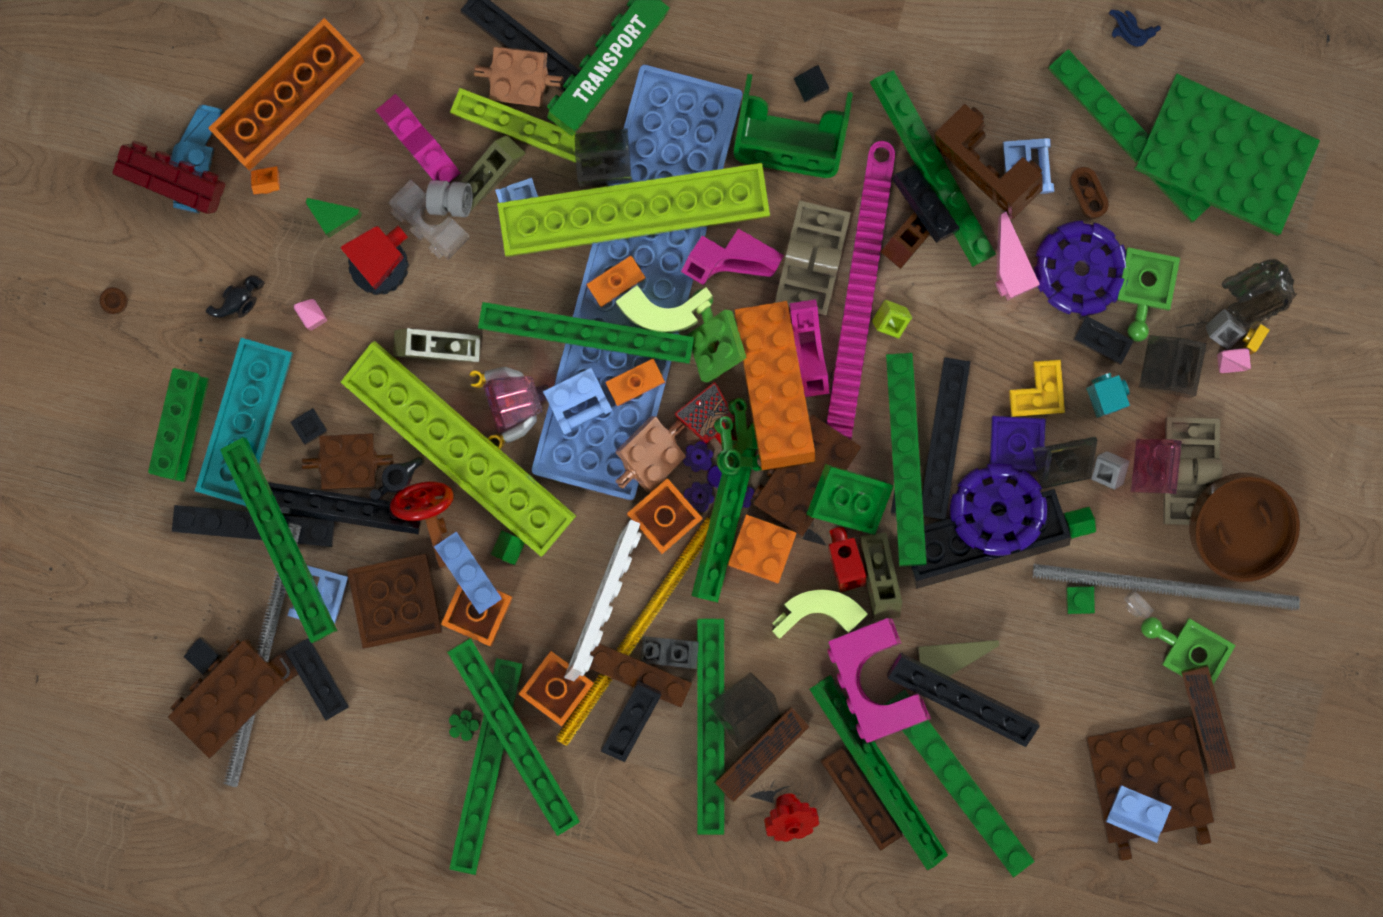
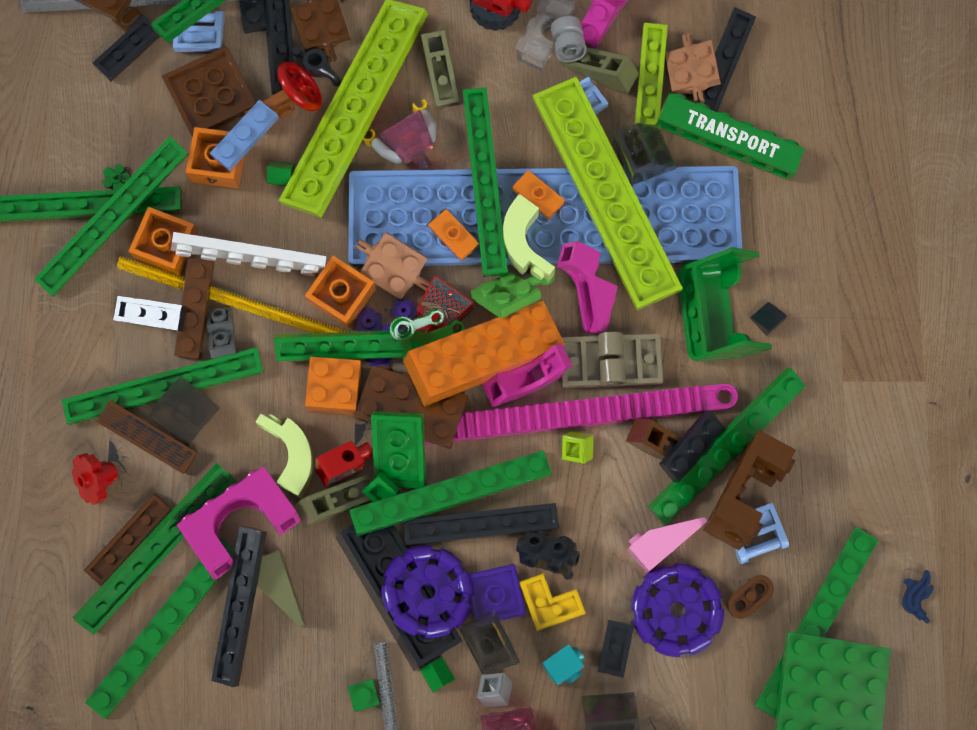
camera: 80 degrees right, 10 degrees down
(572, 393) = (429, 185): light blue plate -> none
(883, 529) = (380, 488): none -> green plate
(993, 380) = (548, 553): none -> black brick
(1156, 296) = (672, 688): bright green plate -> none

